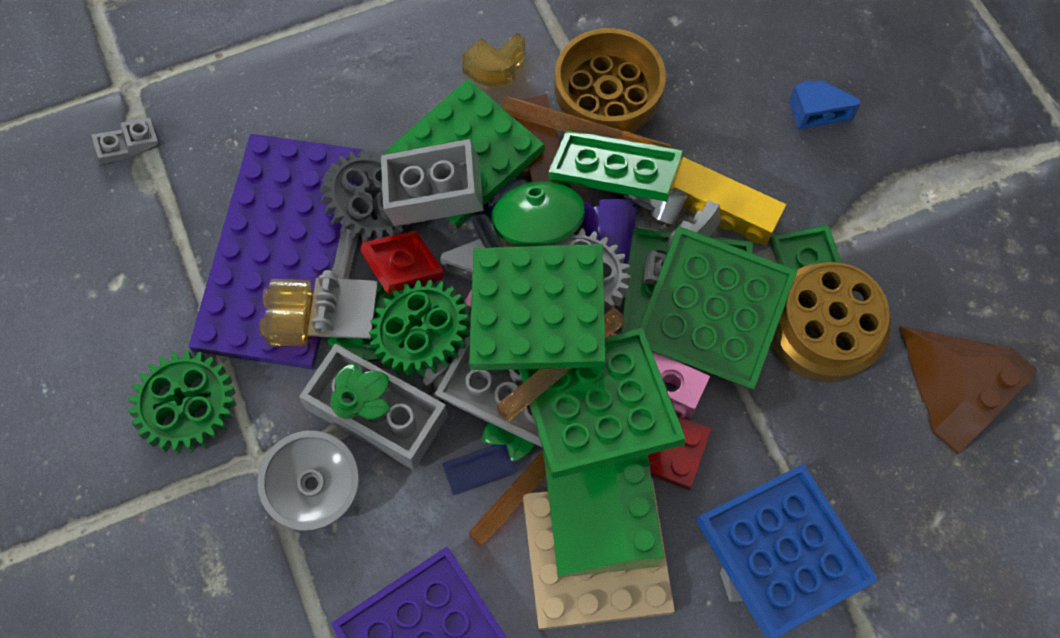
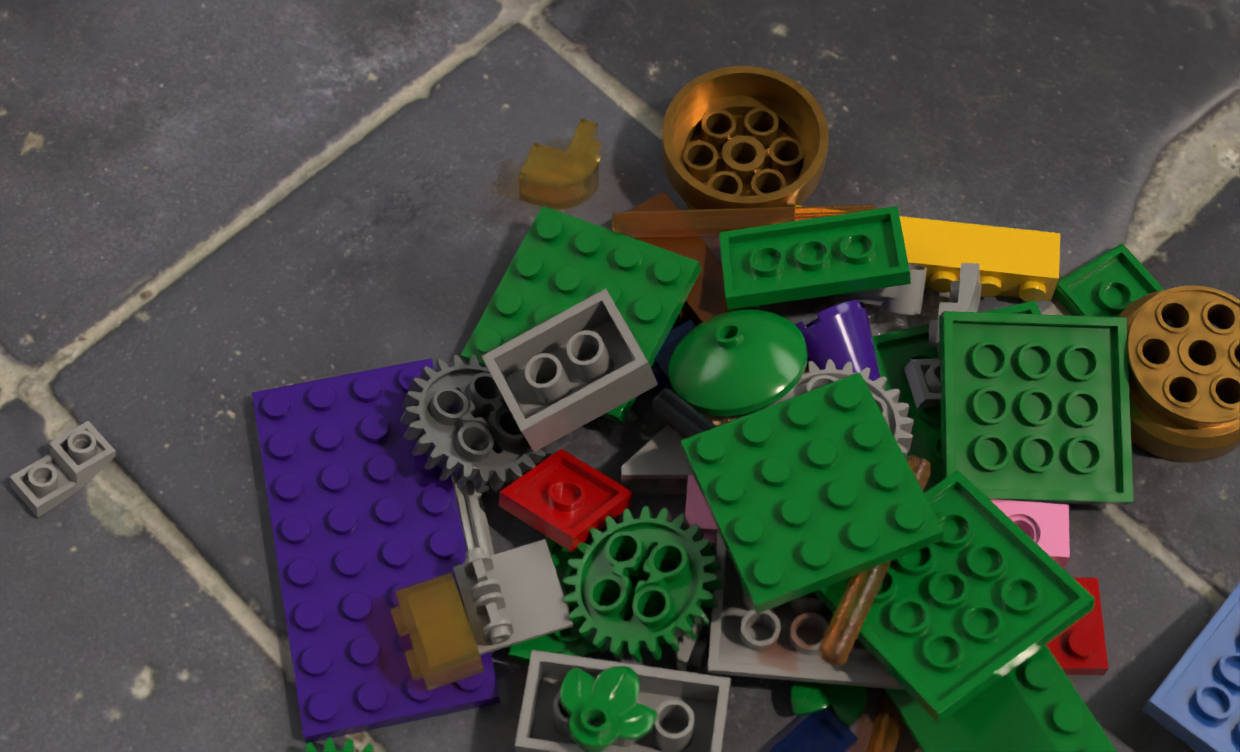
camera: 20 degrees left, 5 degrees down
(821, 104) = (1038, 82): blue slope -> none

